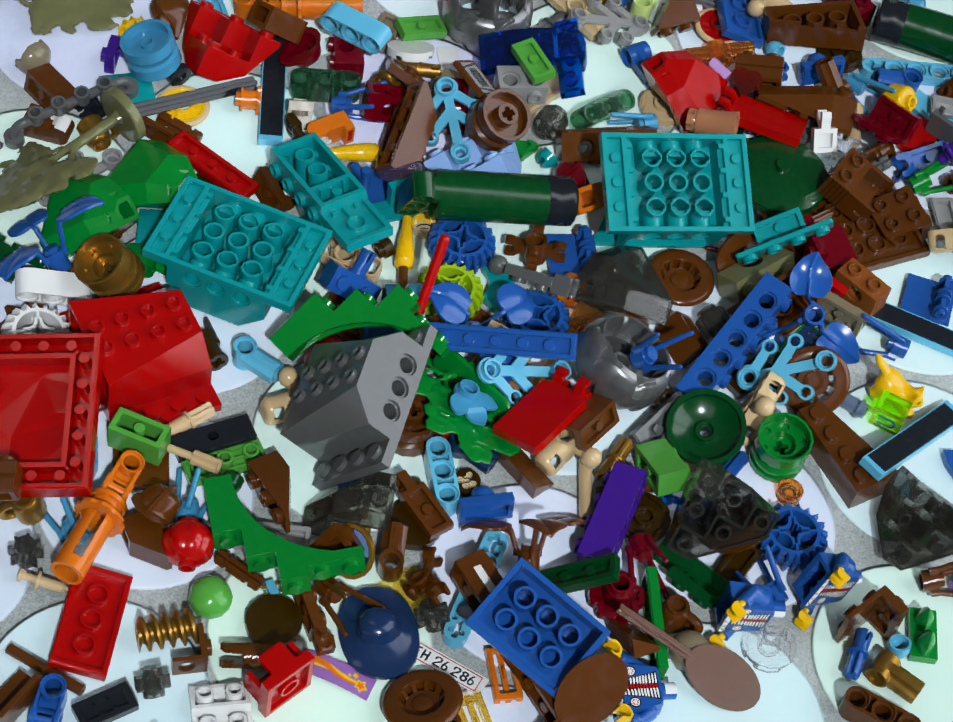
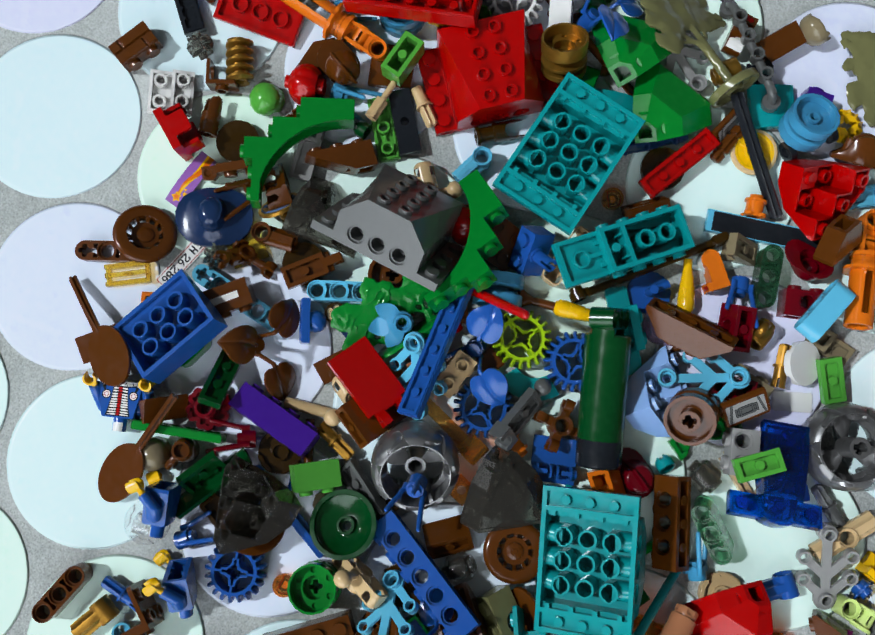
camera: 115 degrees right, 30 degrees up
(405, 74) = (764, 350): reddish brown plate -> none

